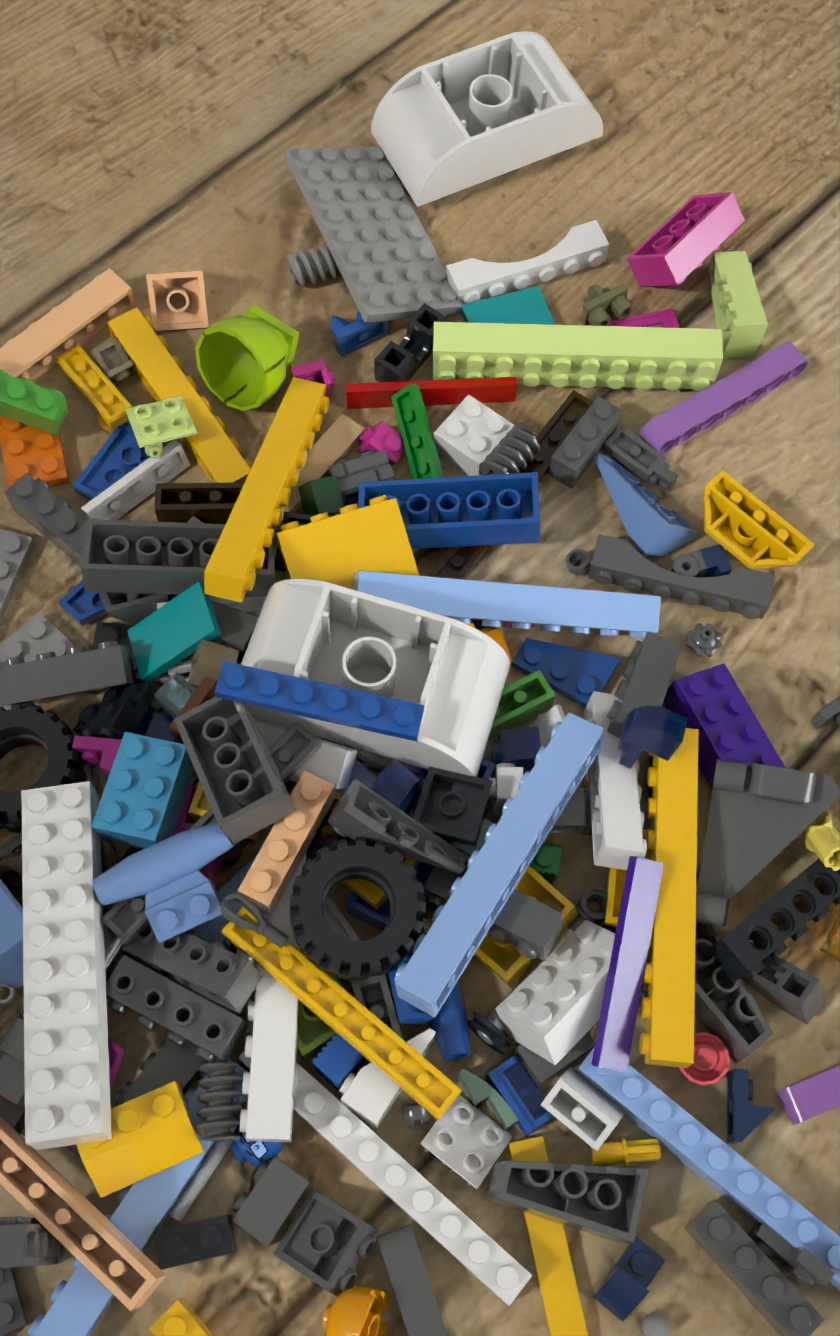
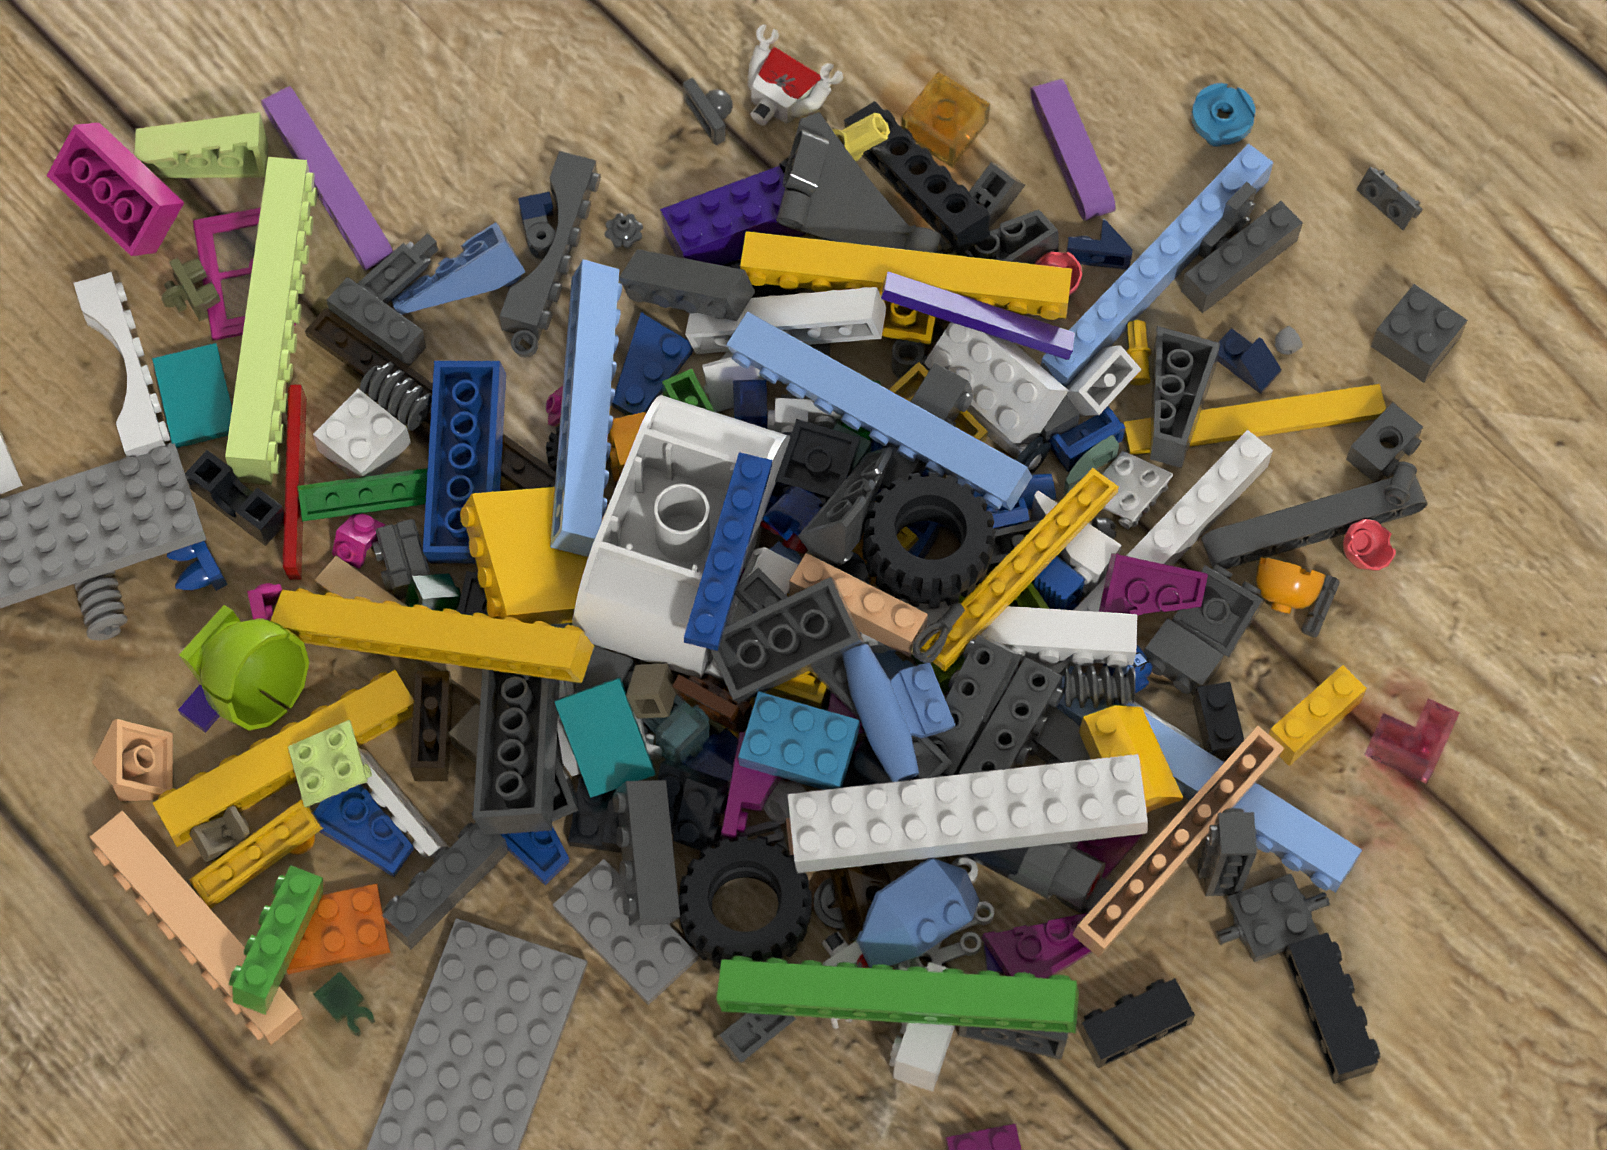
camera: 85 degrees left, 0 degrees up
(335, 1154) = (1149, 587): none -> magenta wing
(651, 730) = (752, 270): clear blue brick -> none
(749, 526) = (502, 166): yellow wedge -> none

